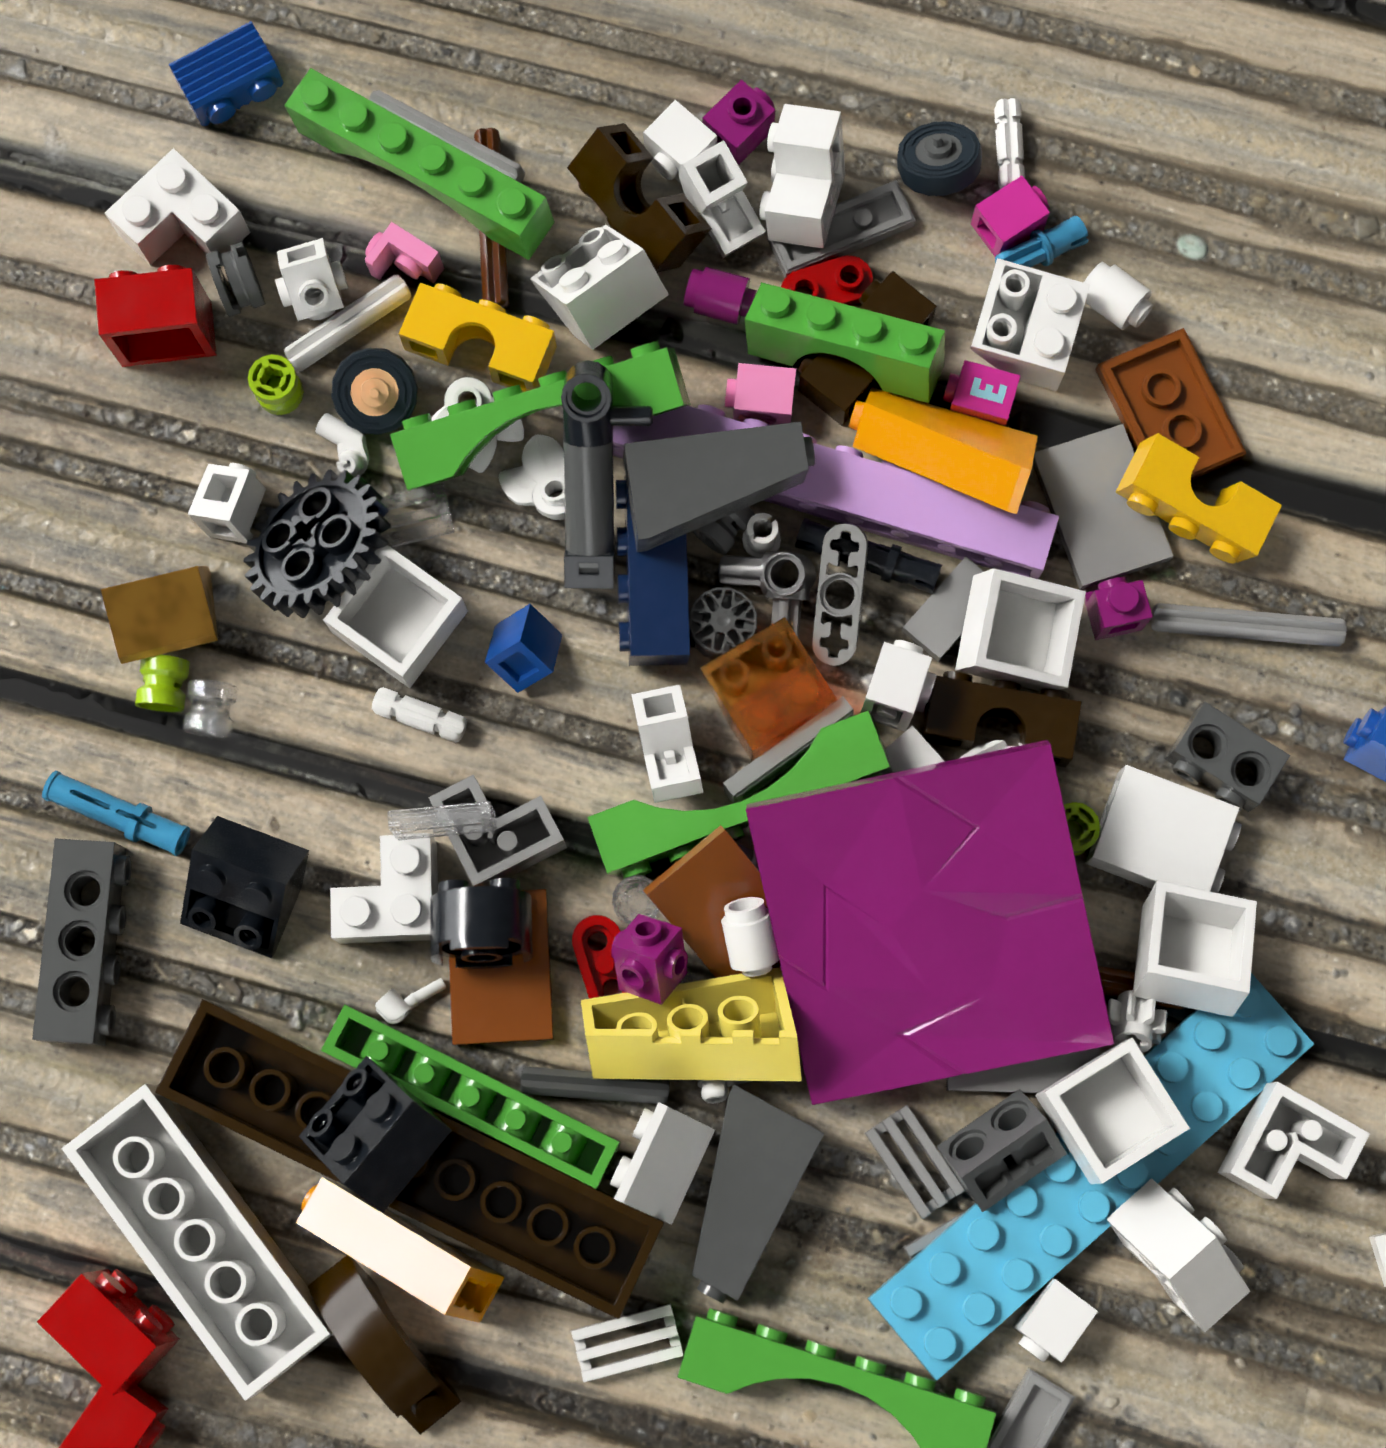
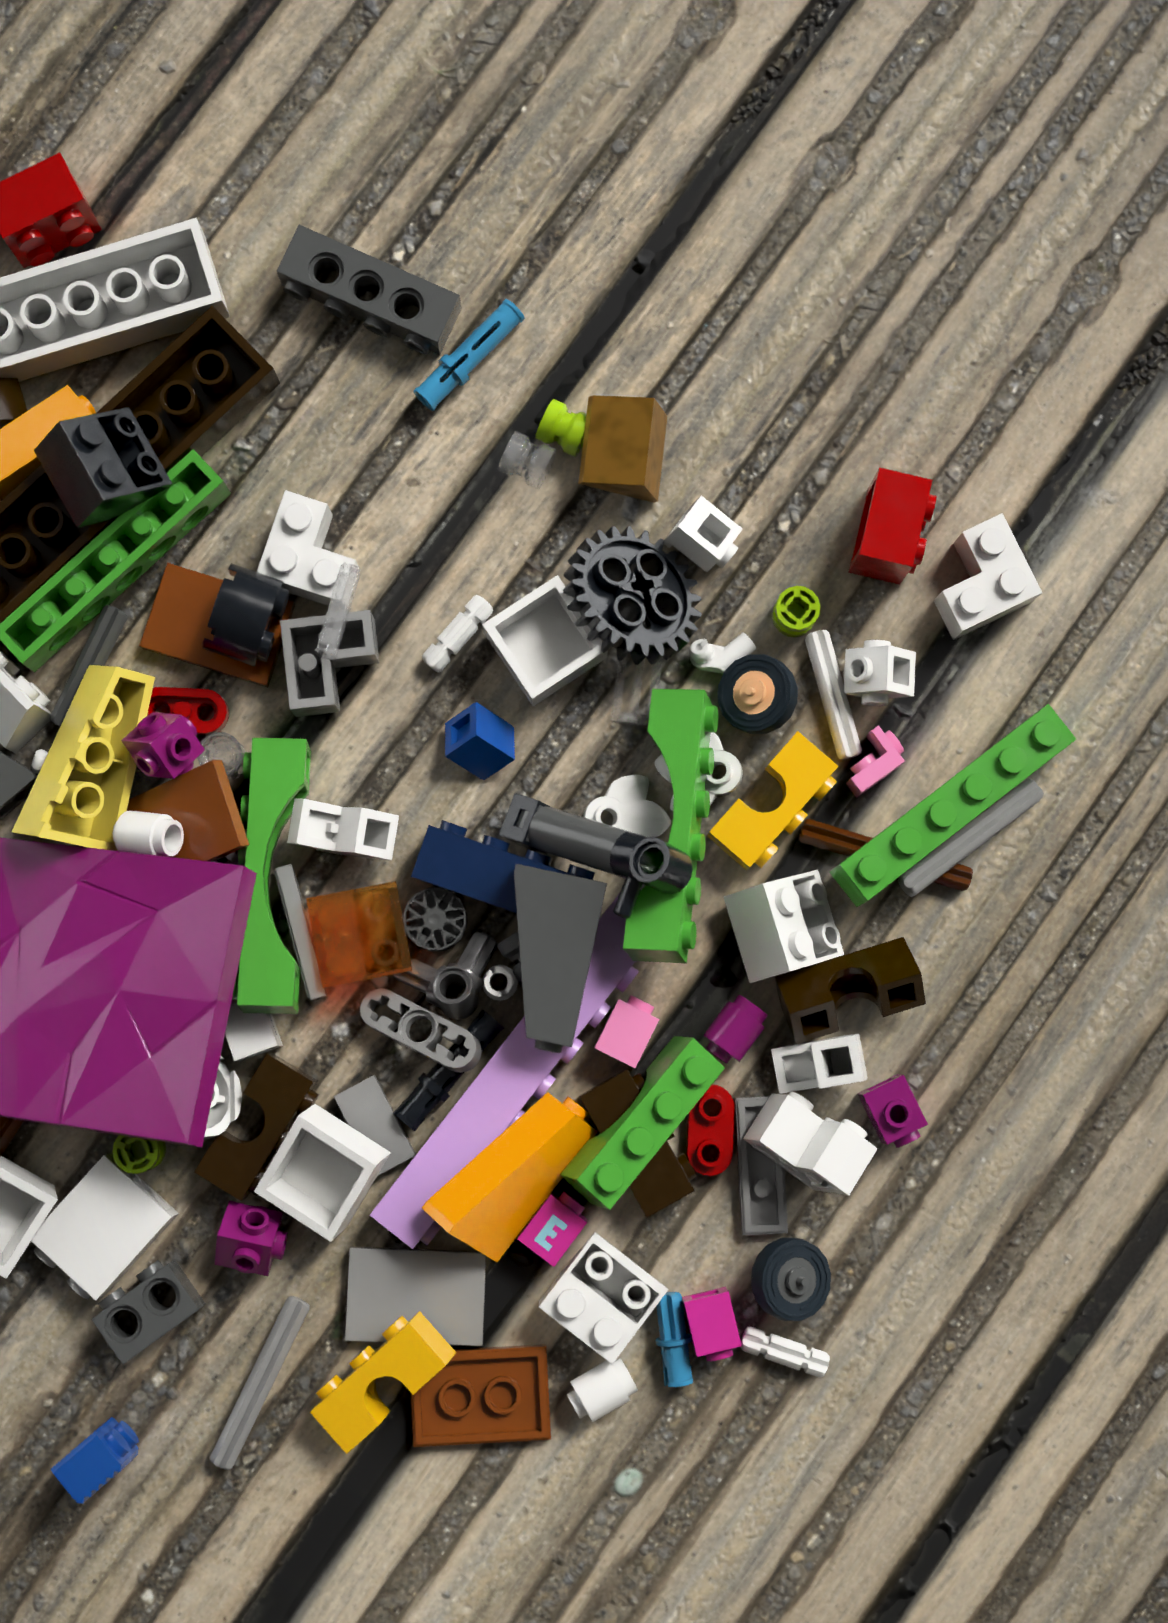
camera: 105 degrees right, 5 degrees up
(227, 75) = (1104, 666): blue brick -> none
(240, 278) = (904, 608): dark grey wheel -> none
(243, 885) = (365, 437): black slope -> none
(396, 1009) = (217, 526): white hand -> none
(676, 139) = (891, 1047): white brick -> none
(899, 684) = (315, 1046): white brick -> none
(1114, 682) = (250, 1238): none -> magenta brick
(1117, 608) = (316, 1270): magenta brick -> none

